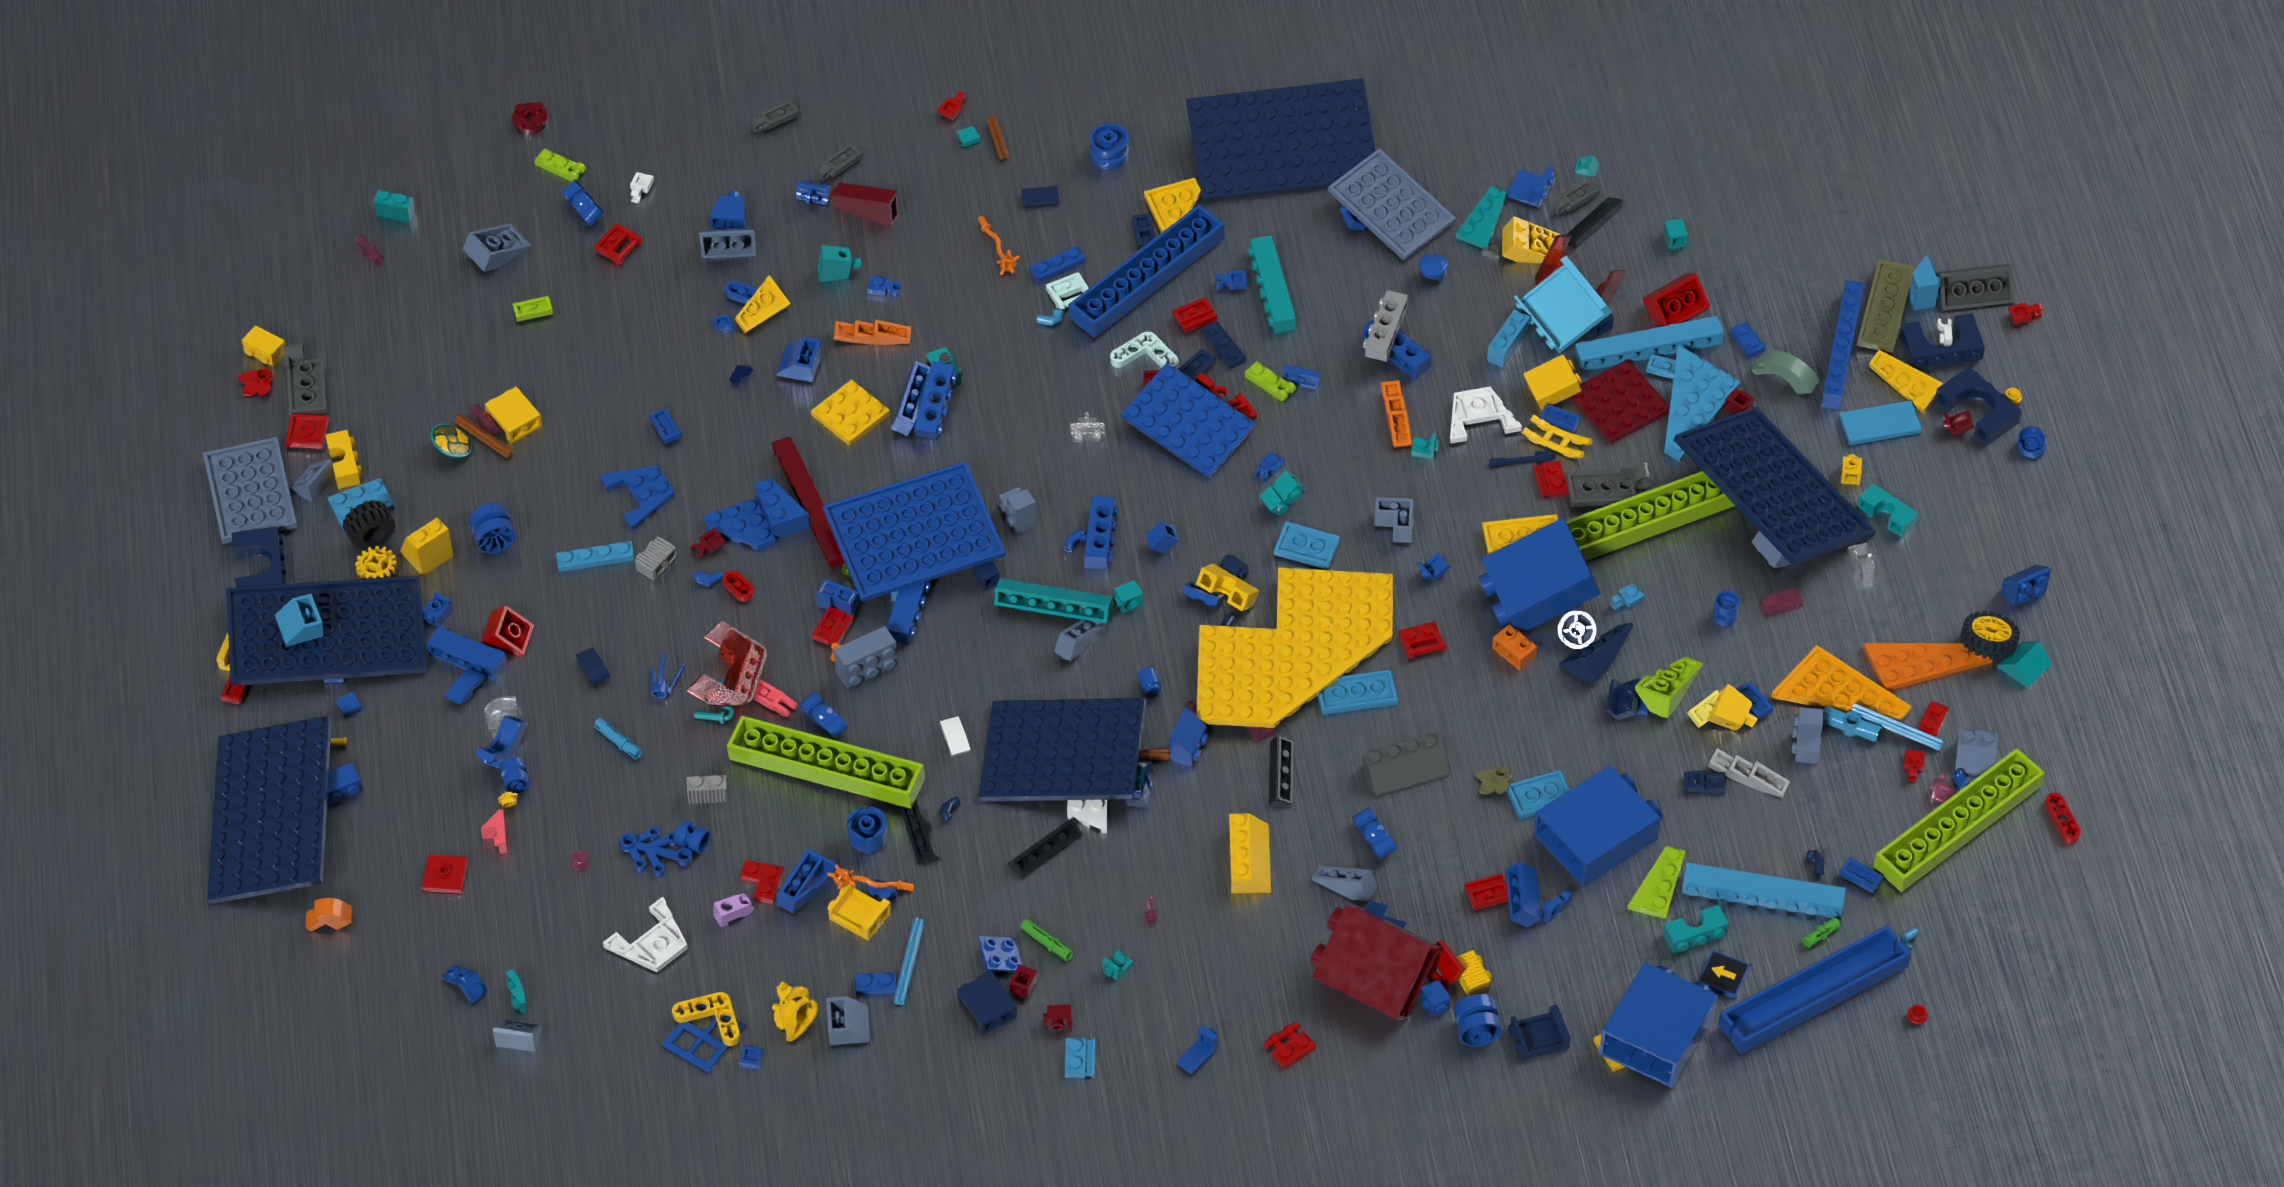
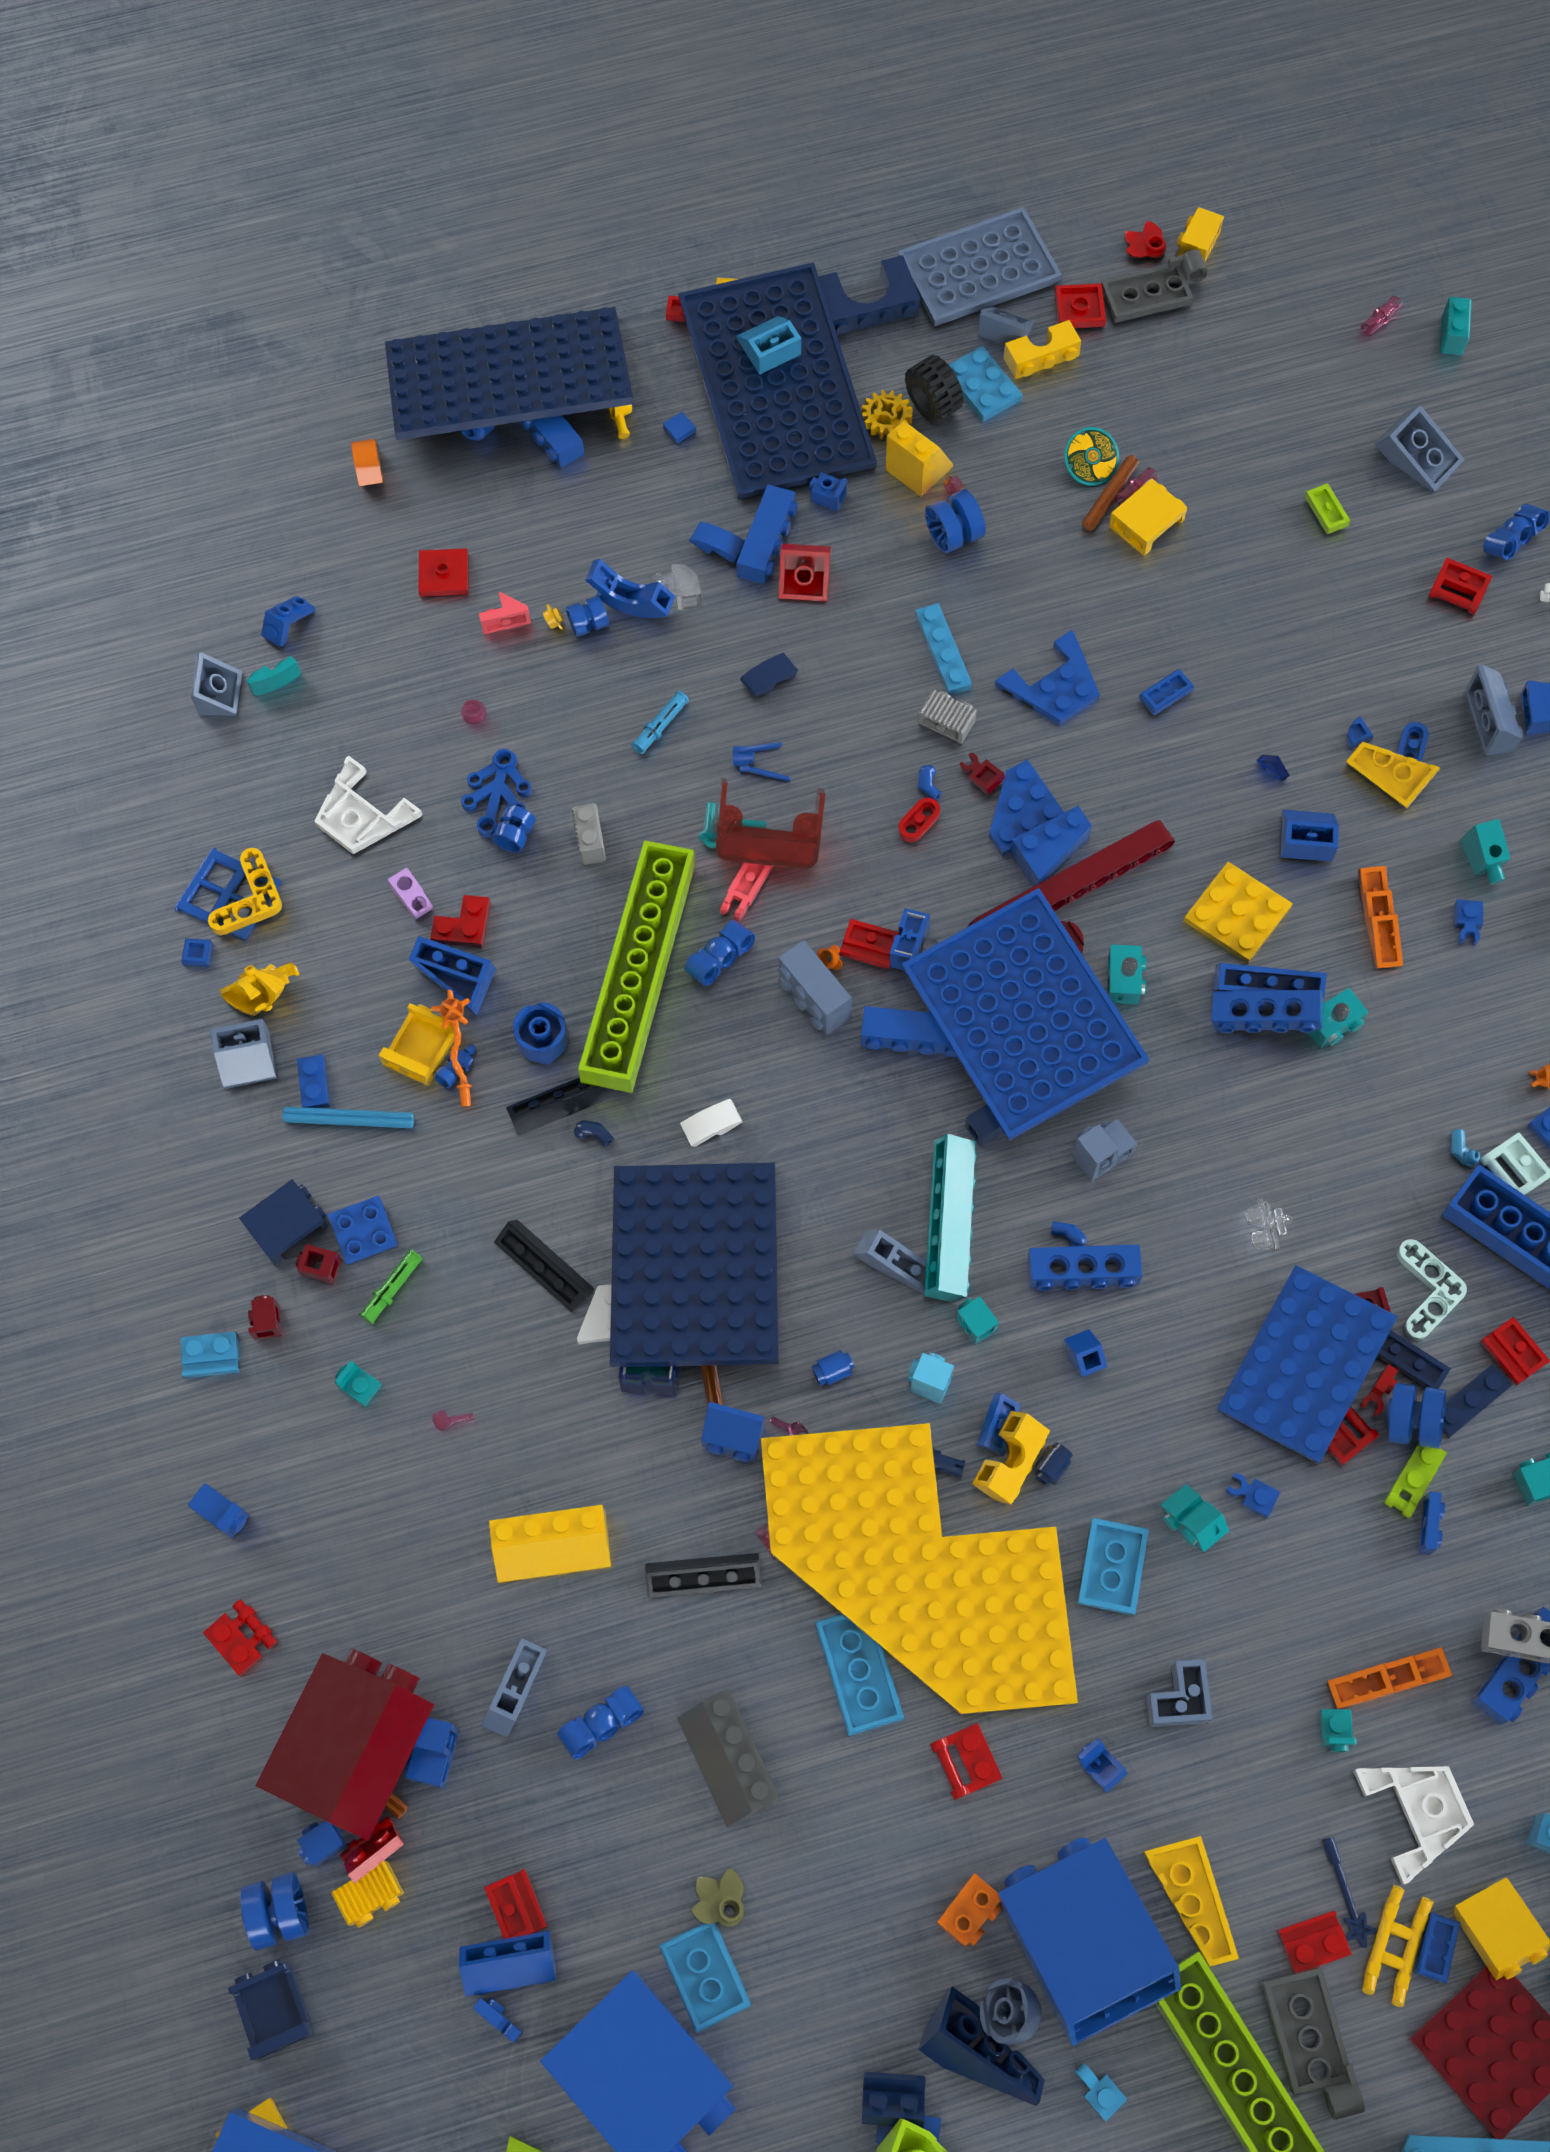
camera: 85 degrees right, 15 degrees up
(455, 530) = (953, 484): none -> clear pink plate
(884, 475) = (1125, 974): none -> teal piece
(1167, 621) = (930, 1377): none -> medium azure brick
(1233, 365) = (1407, 1414): none -> blue wheel

